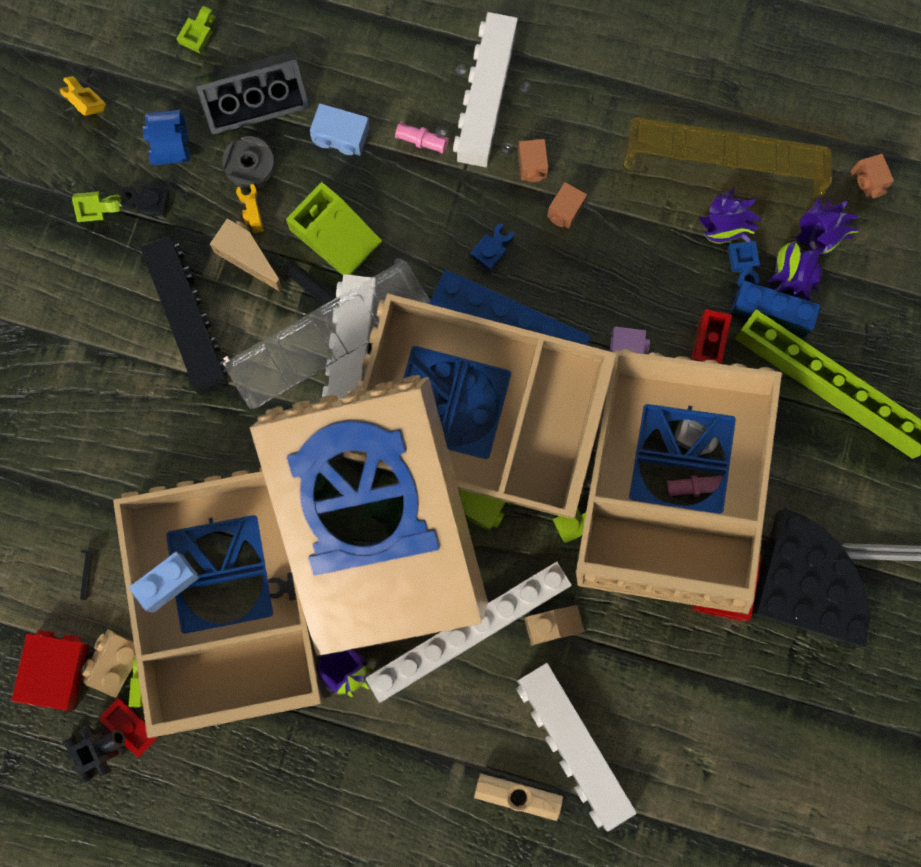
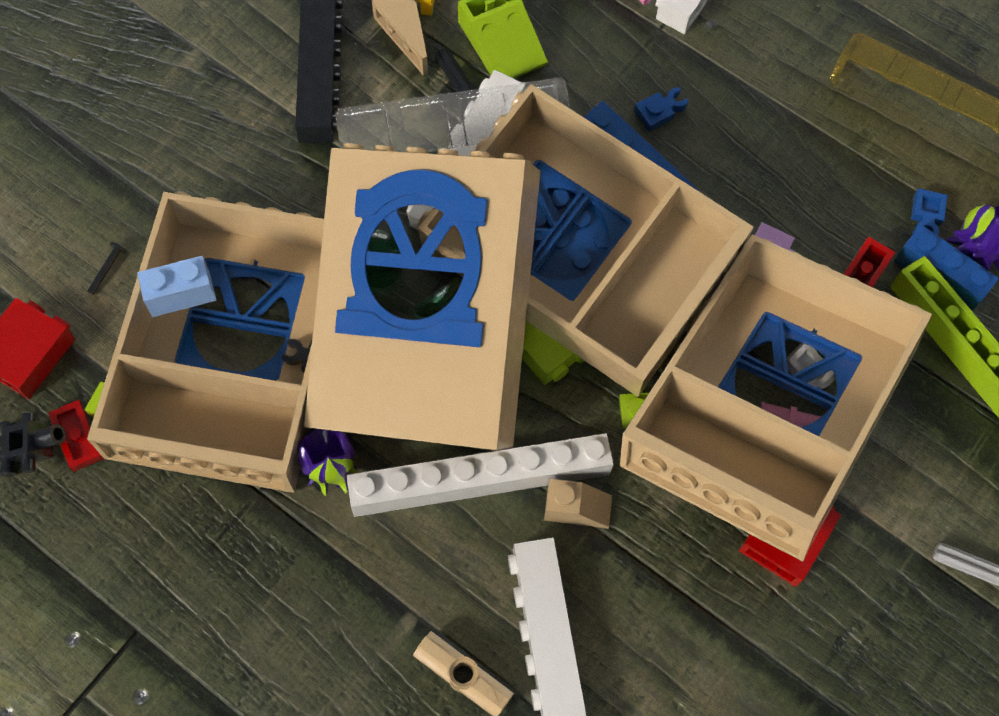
camera: 20 degrees right, 10 degrees down
(109, 664) = (86, 365): tan bracket -> none
(532, 160) = (735, 39): nougat brick -> none
(566, 206) = (754, 93): nougat brick -> none
(729, 219) = (926, 162): dark purple hair -> none
(811, 583) = (889, 572): black brick -> none

